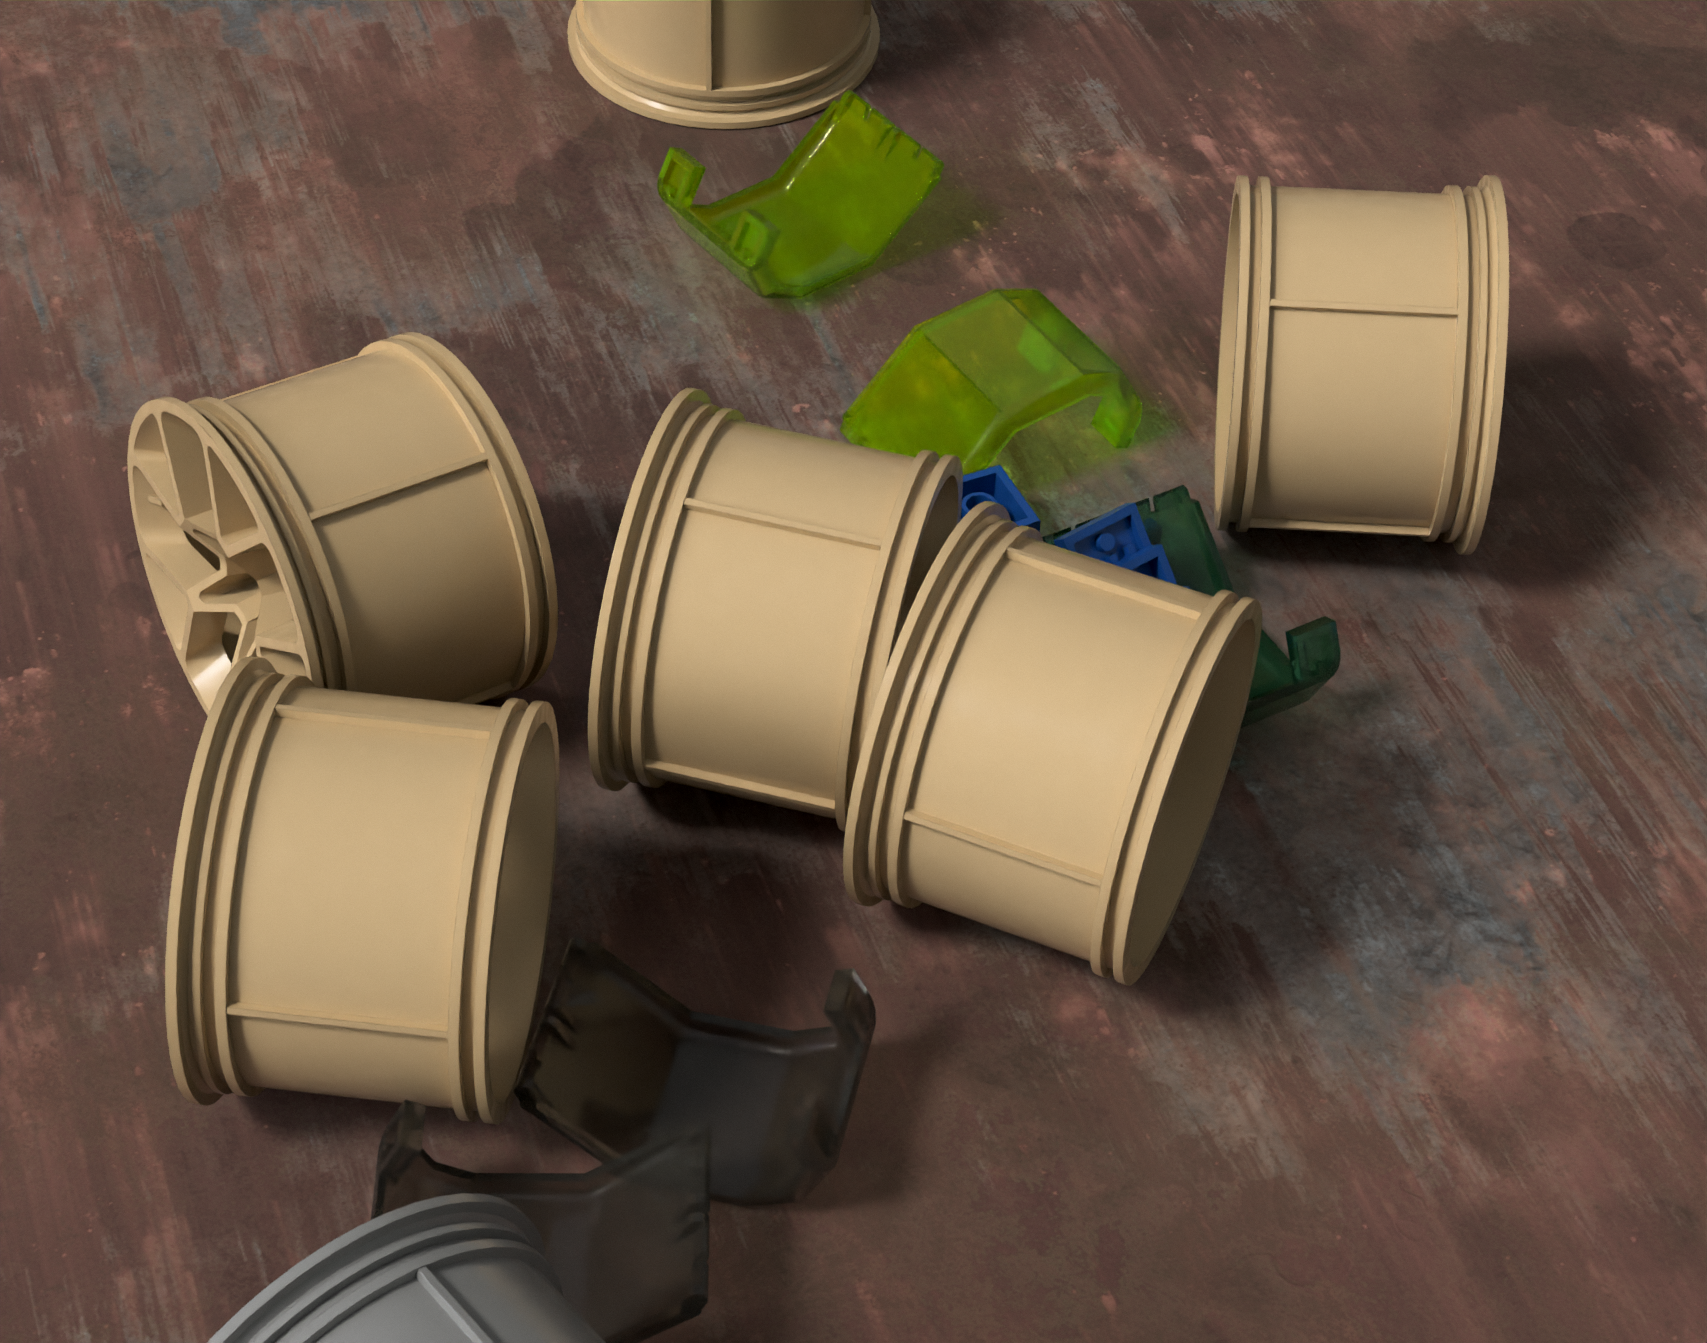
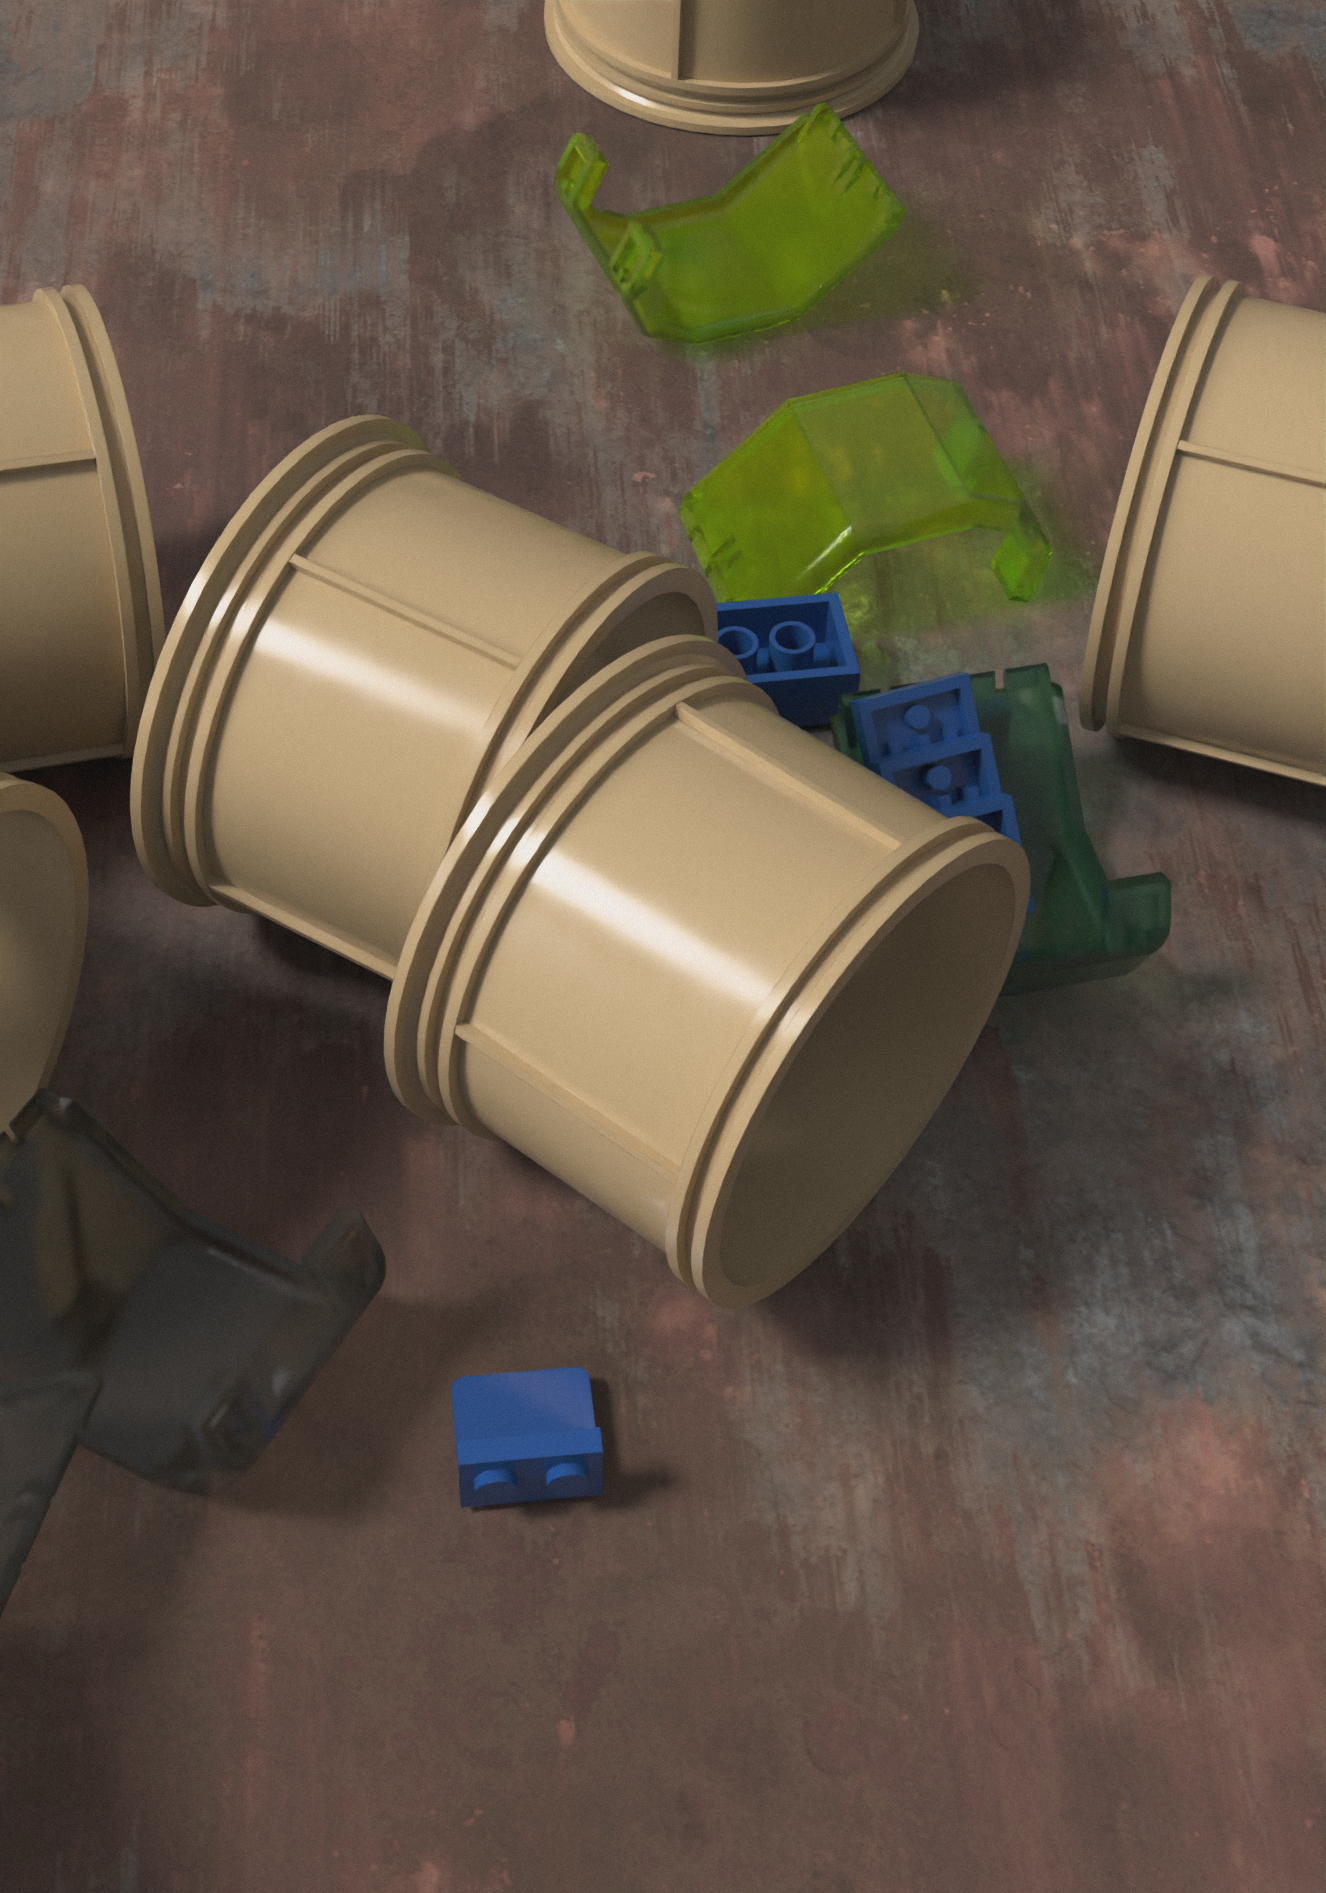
camera: 15 degrees right, 5 degrees up
(1006, 1112) = (526, 1437): none -> blue bracket

